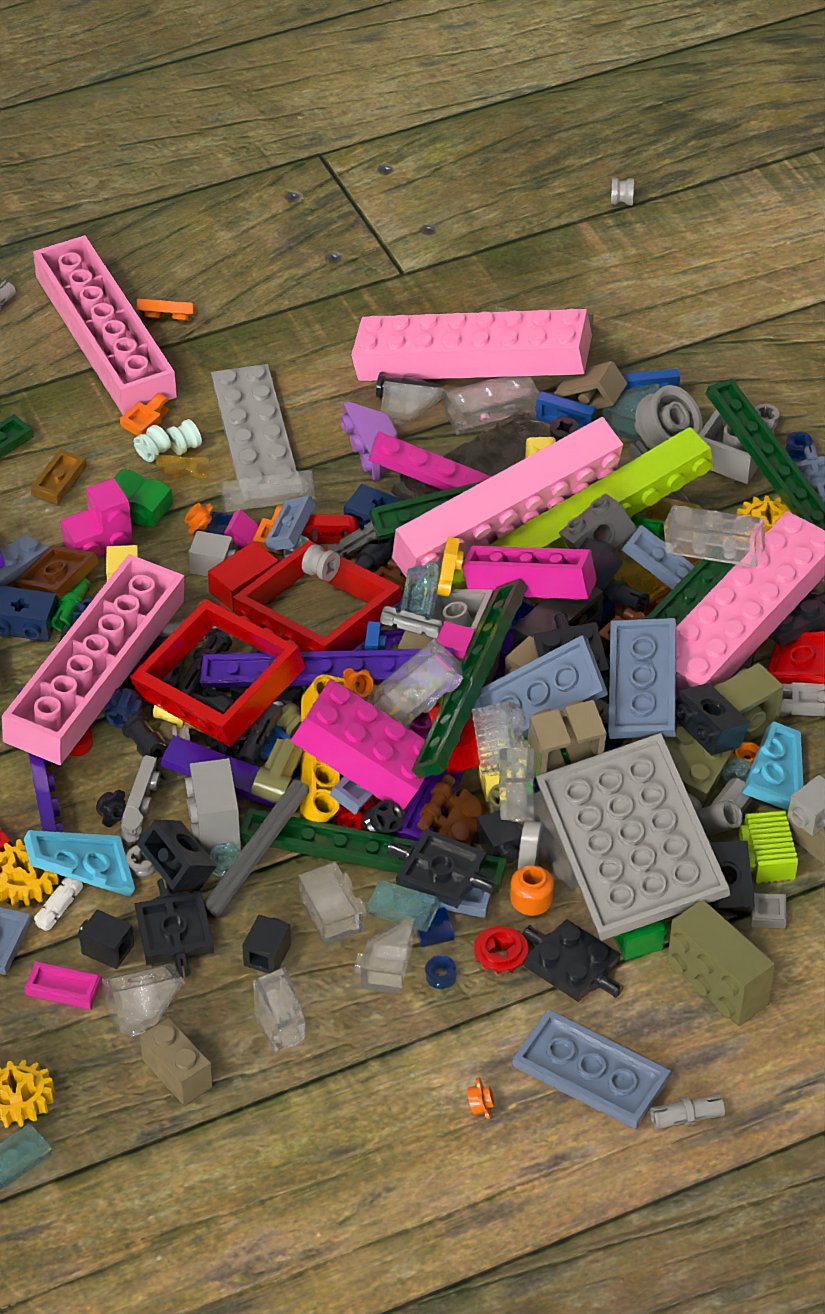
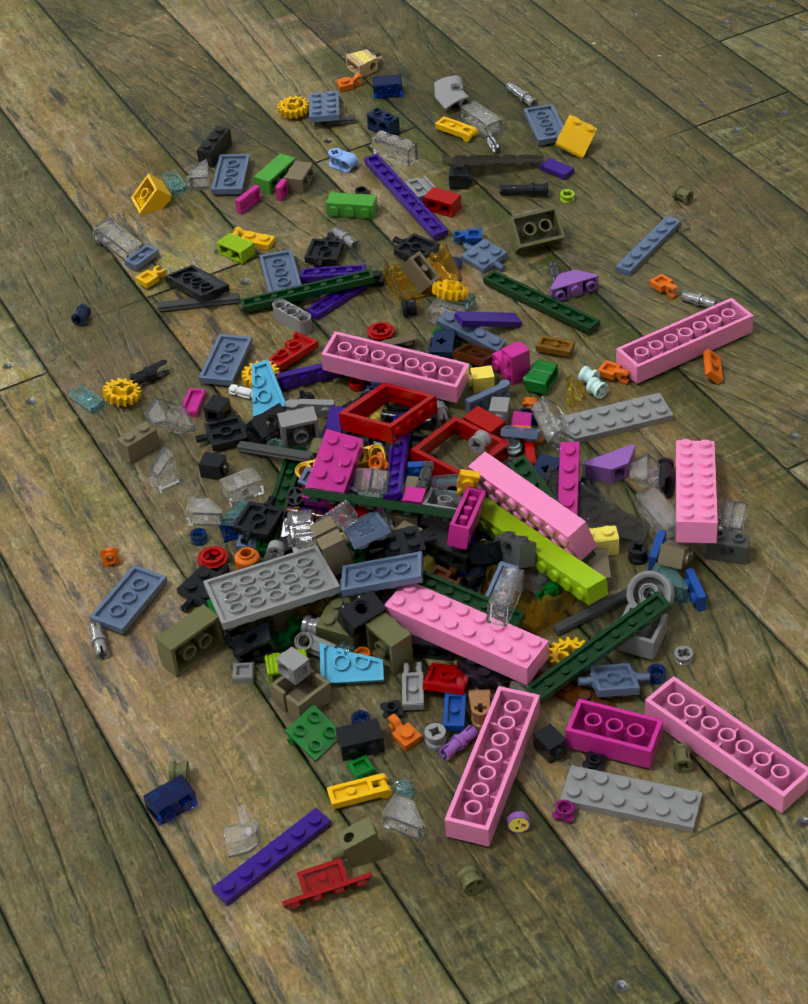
camera: 90 degrees right, 5 degrees down
(169, 557) = (483, 398): none -> sand blue plate

